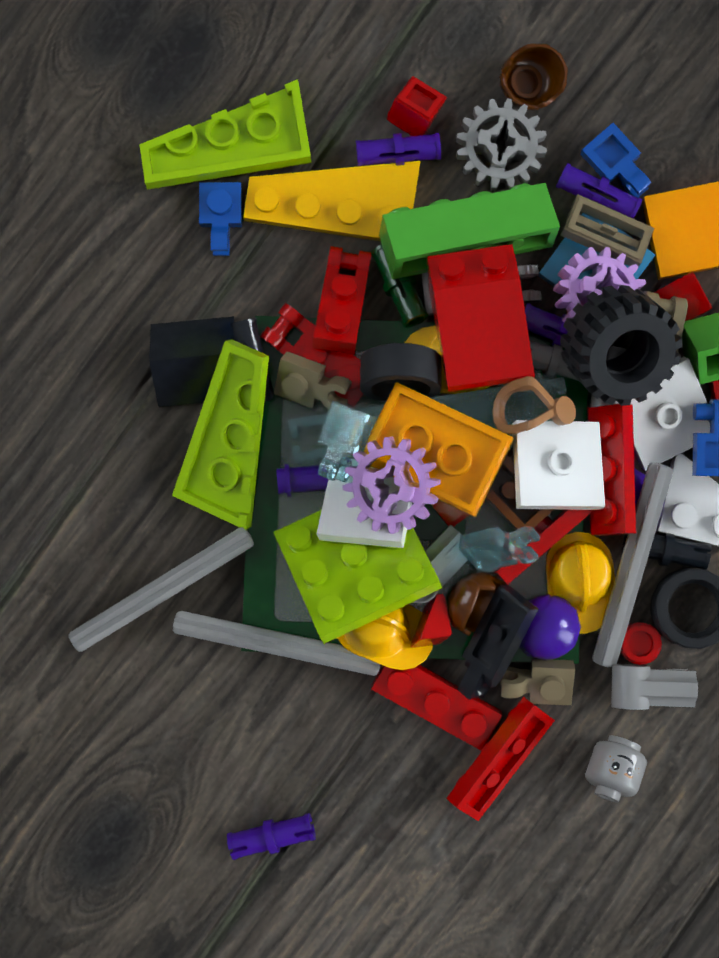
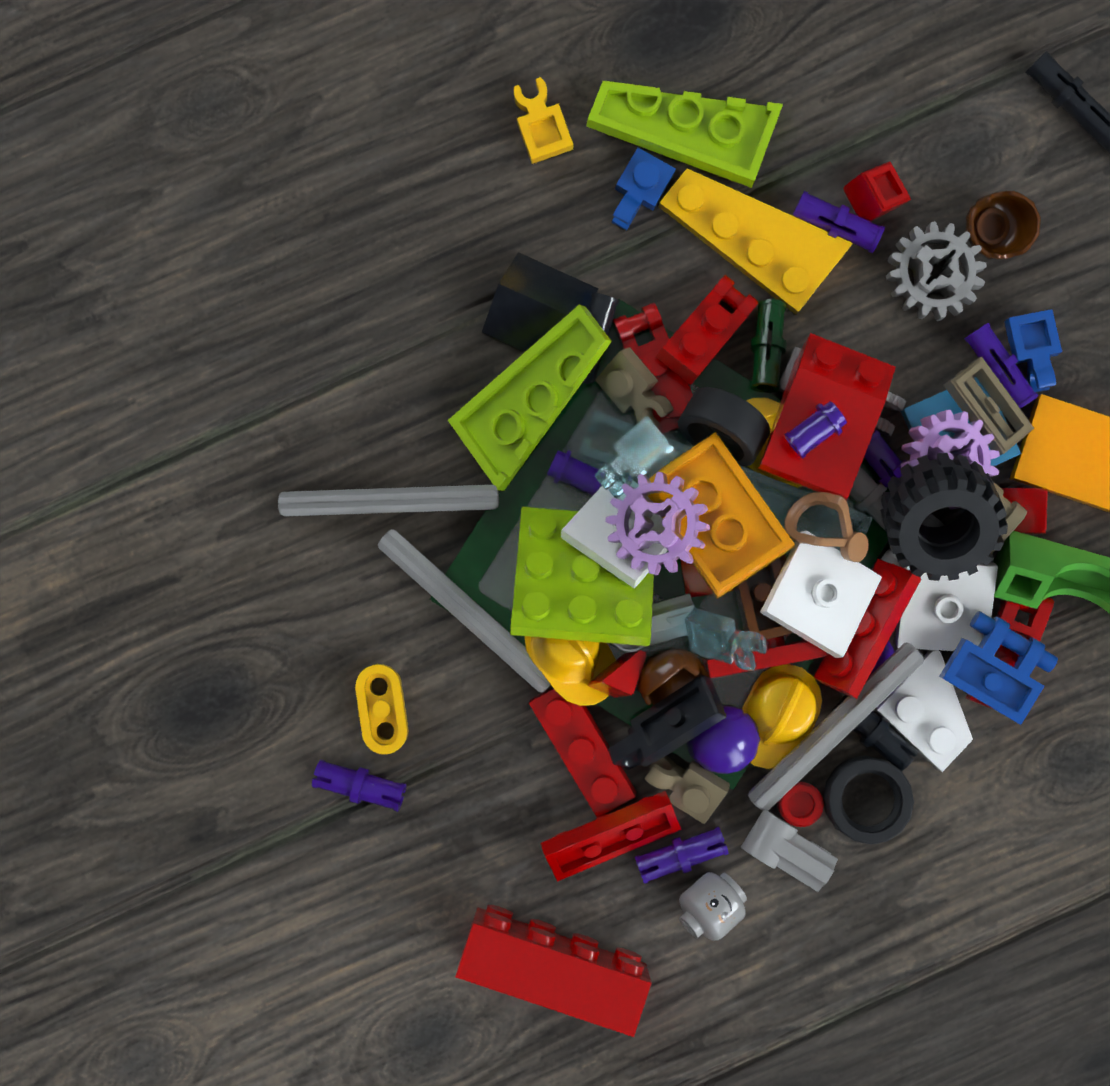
camera: 25 degrees right, 0 degrees up
(112, 210) = (542, 128): none -> yellow plate
(253, 763) = (381, 708): none -> yellow plate
(476, 333) = (816, 429): none -> dark purple pin
(484, 220) = (913, 343): bright green brick -> none
(517, 895) = (555, 970): none -> red brick
(567, 741) = (681, 855): none -> dark purple pin

